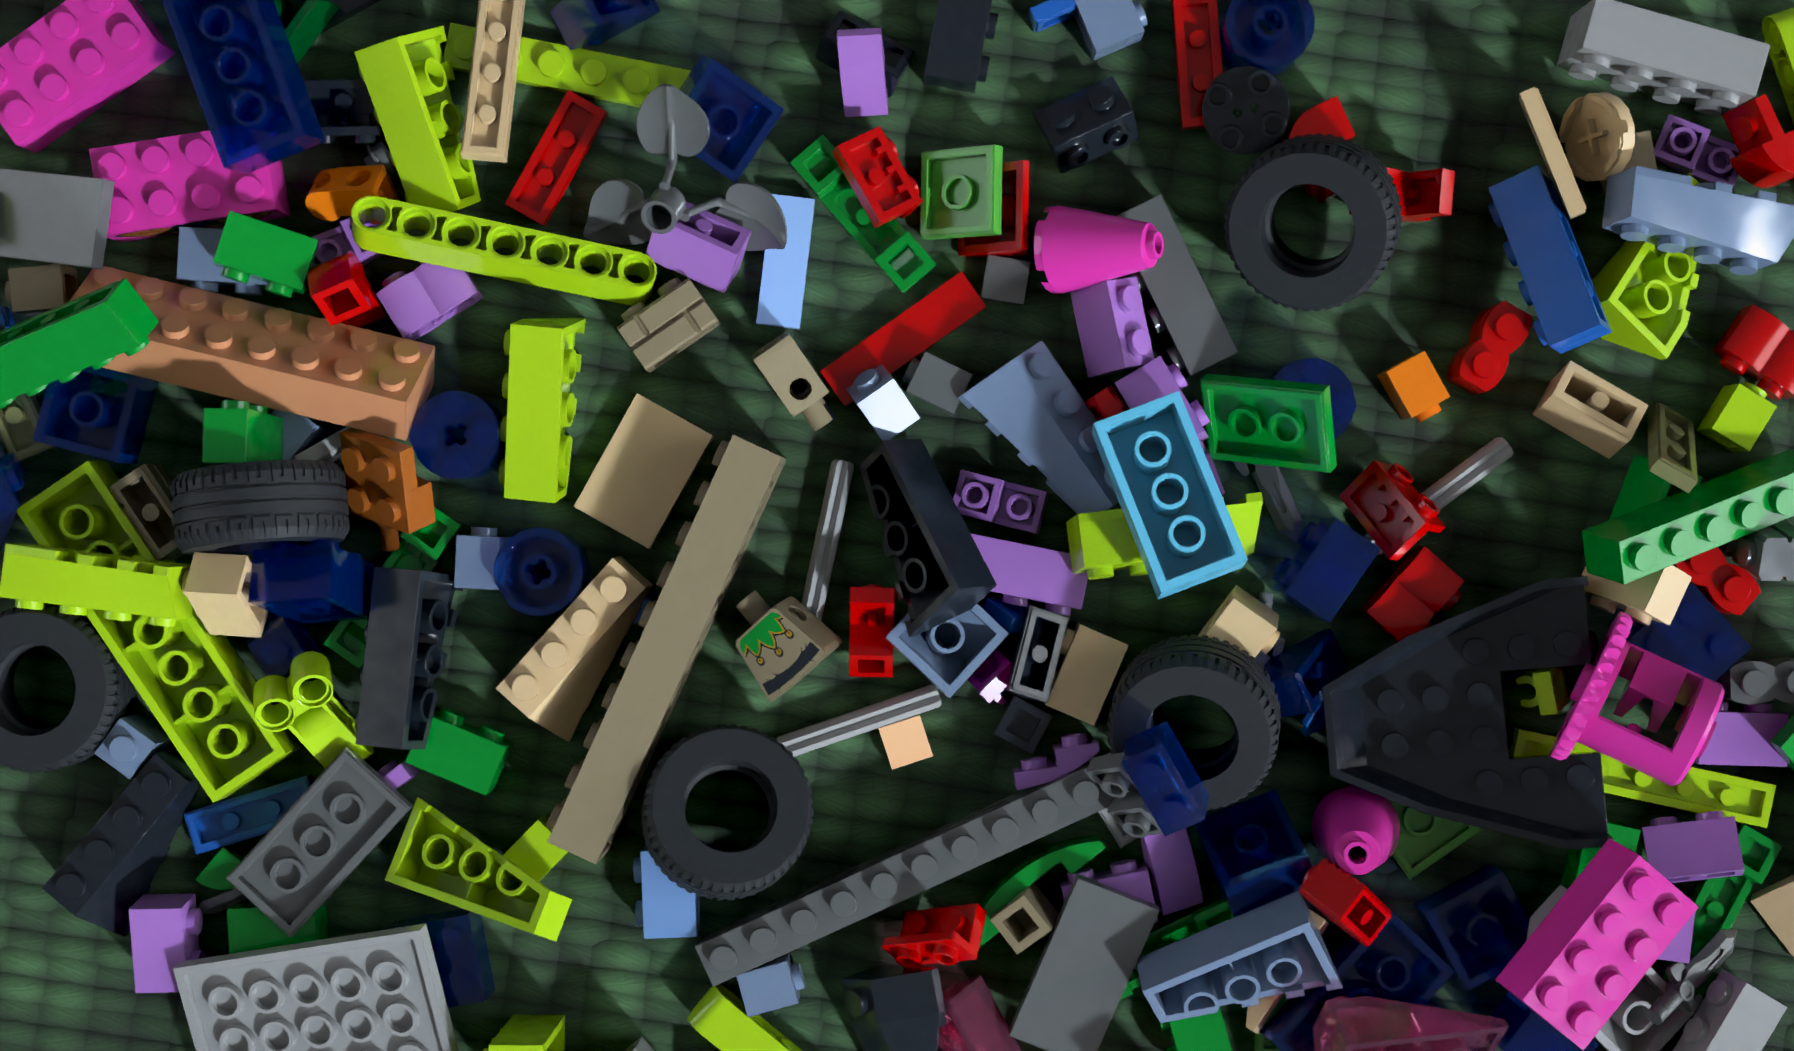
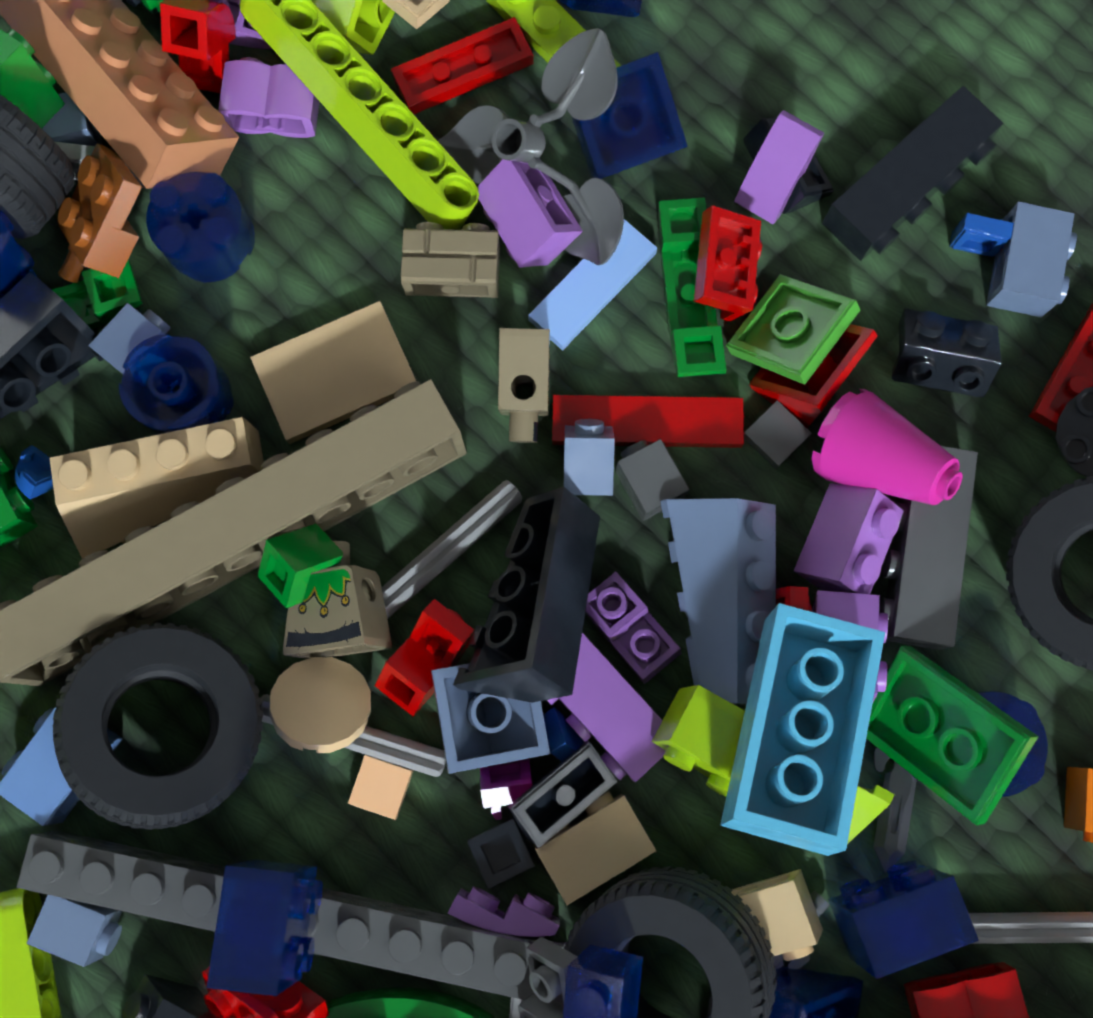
camera: 40 degrees right, 10 degrees down
(485, 706) = (33, 473): none -> blue tile
(539, 407) = (286, 249): lime wedge -> none
(730, 631) = (291, 560): none -> green panel
(822, 716) = (320, 704): none -> tan tile
(906, 881) = (264, 927): none -> clear blue brick
(1391, 508) = (1004, 907): red bracket -> none

